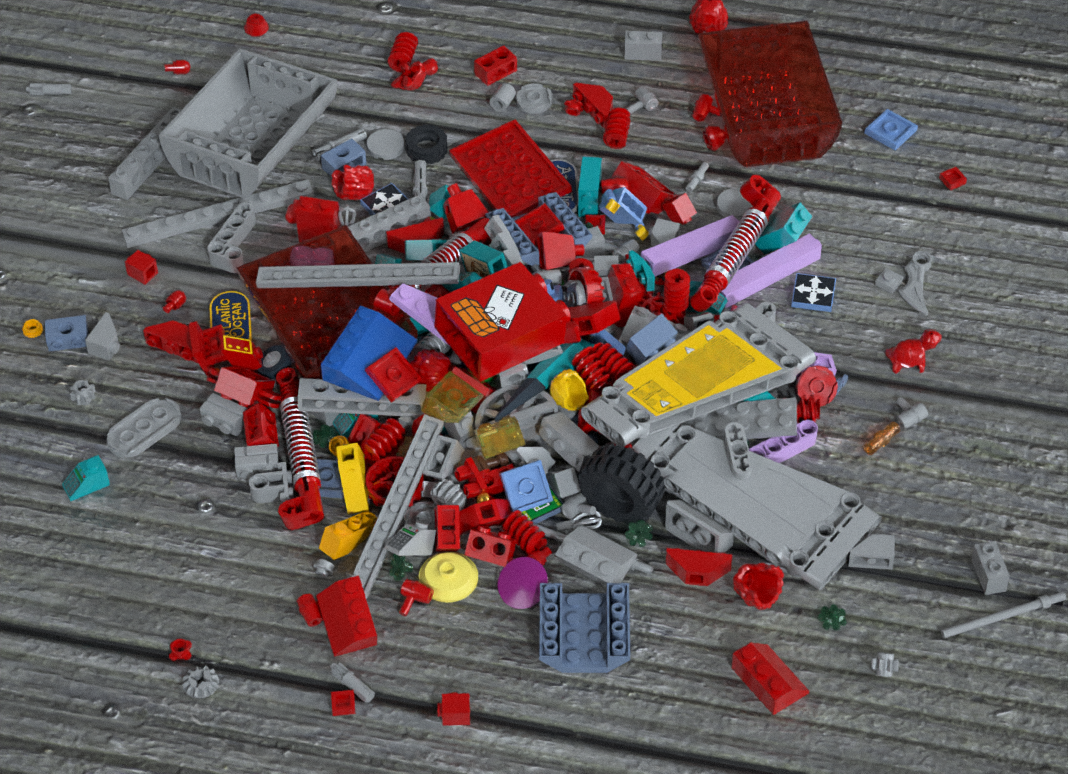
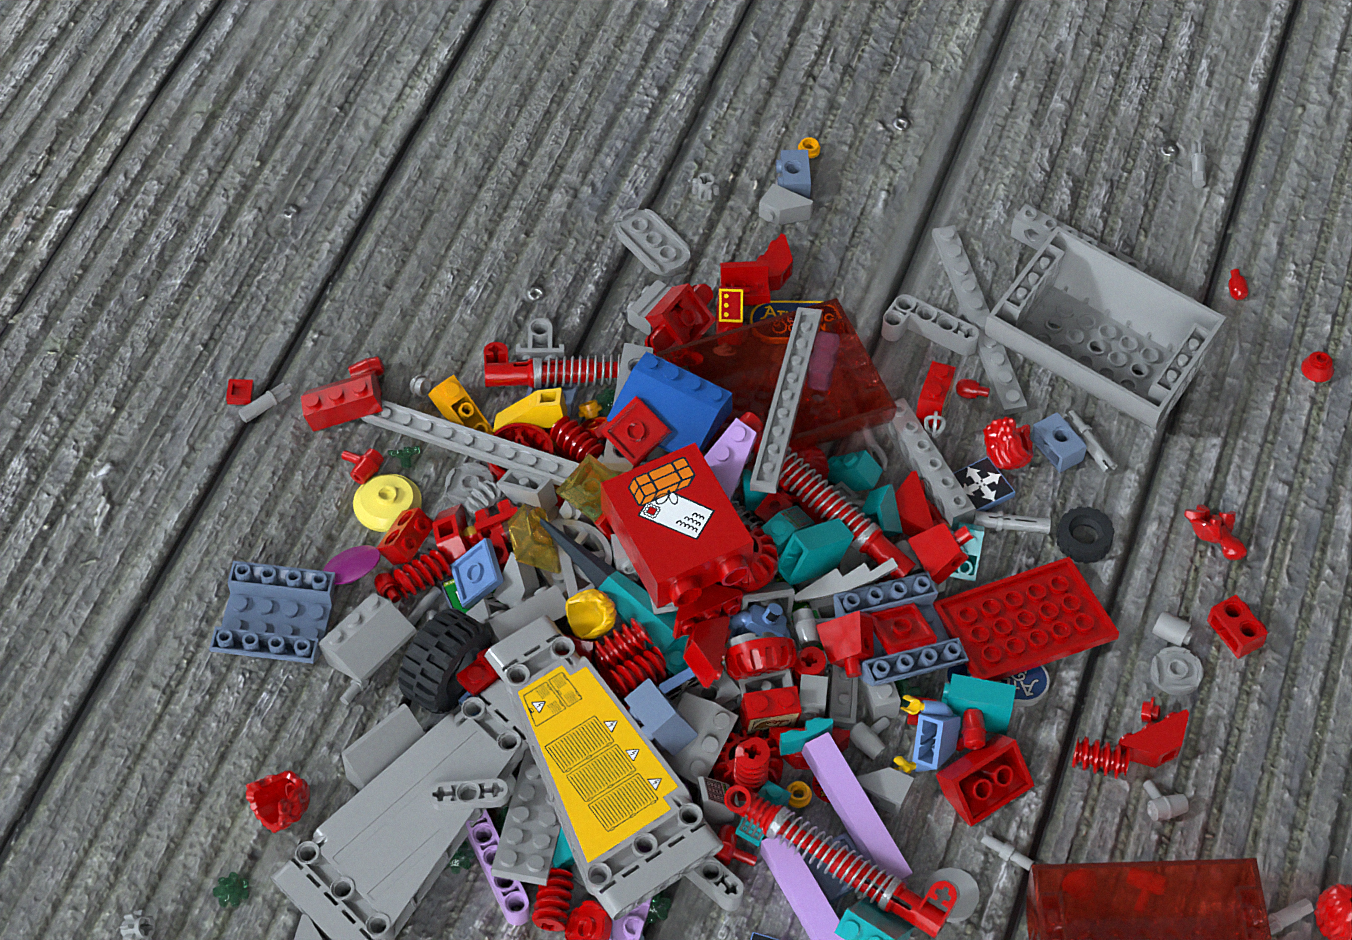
camera: 95 degrees right, 5 degrees up
(86, 478) = (585, 192): teal slope -> none
(141, 267) = (890, 240): red brick -> none
(174, 301) = (835, 271): red cylinder -> none
(180, 644) = (345, 262): red plate -> none
(205, 688) = (306, 284): light grey gear -> none
(256, 460) = (580, 332): light grey brick -> none
(260, 426) = (619, 328): red brick -> none
(385, 144) = (1090, 490): light grey tile -> none
(402, 50) = (1262, 519): red piece -> none
(413, 540) = (424, 457): light grey slope -> none
(447, 528) = (436, 491): red brick -> none
(454, 709) = (202, 487): red brick -> none
(638, 533) = (397, 697): clear green plant -> none
(643, 45) = (1278, 815): light grey brick -> none
(679, 209) = (934, 811): brick -> none
(698, 566) = (331, 742): red slope -> none
(767, 676) = (160, 800): red slope -> none

